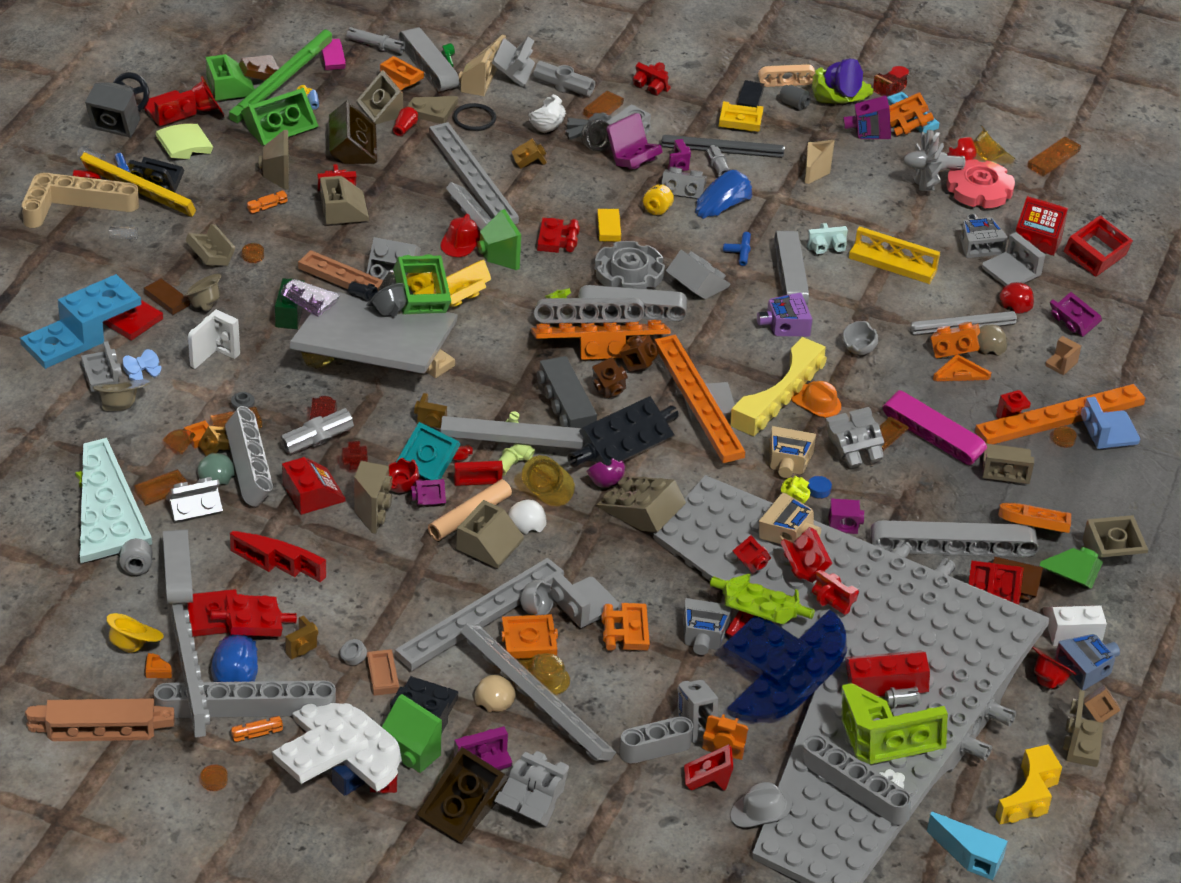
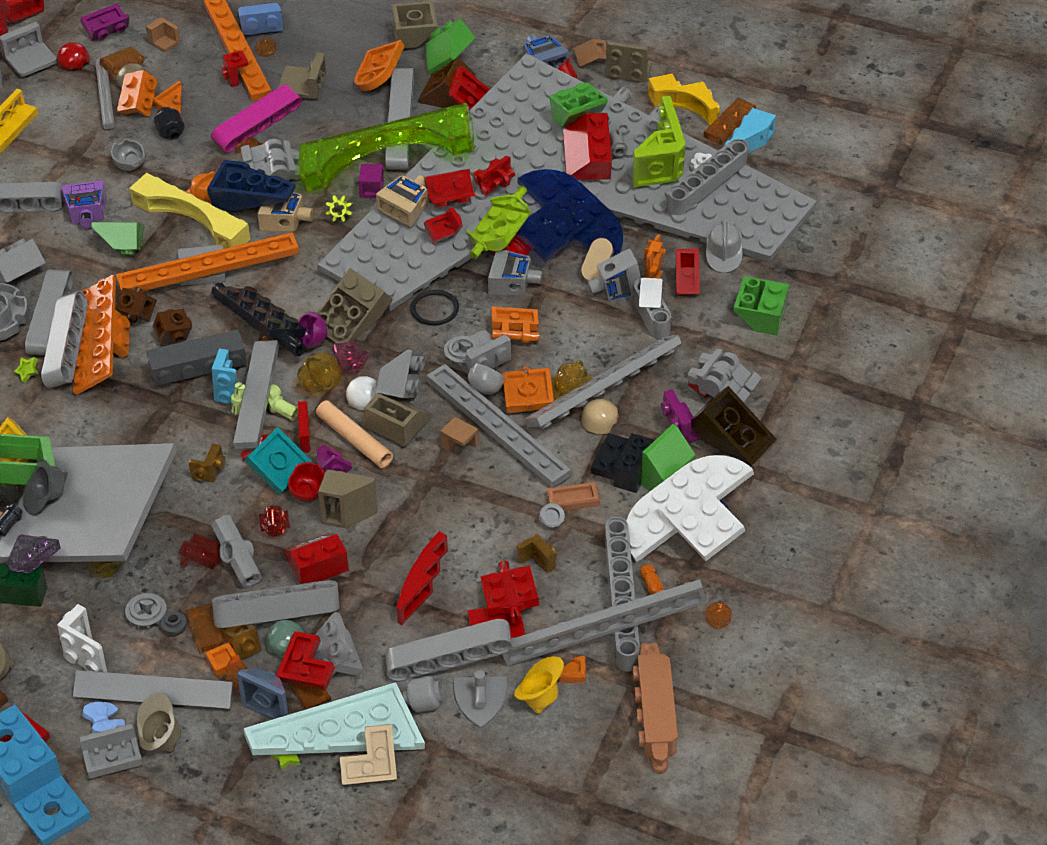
camera: 85 degrees left, 5 degrees up
(66, 521) = (377, 763): none -> tan plate
(137, 602) = (480, 696): none -> light grey shield
(145, 451) = (262, 692): none -> sand blue slope
(166, 392) = (139, 687): none -> light grey tile
(173, 468) = (299, 664): none -> red plate
(235, 660) = (567, 602): blue hair -> none
(259, 378) = (148, 602): none -> light grey gear
(464, 579) = (458, 433): none -> medium nougat panel
(528, 529) = (401, 375): none -> light grey slope
(535, 406) = (223, 377): none -> medium azure bracket
(575, 503) = (349, 356): none -> clear pink bracket
(585, 576) = (452, 347): none -> light grey gear
(658, 588) = (439, 322): none -> black tyre
(661, 834) = (762, 304): none -> bright green slope
(667, 729) = (650, 292): none -> white sticker
(731, 691) = (599, 251): none -> tan tile
(742, 340) = (121, 235): none -> bright green slope
(807, 411) = (241, 187): none -> dark blue wedge
(819, 486) = (324, 195): blue tile -> none
(900, 544) = (326, 157): none -> clear neon green arch
(916, 365) = (169, 123): none -> black head
(946, 647) = (575, 102): none -> bright green slope
(1015, 329) = (117, 60): none -> clear orange tile
(1019, 841) = (726, 123): none -> clear orange tile
(1074, 621) = (497, 56): white slope -> none

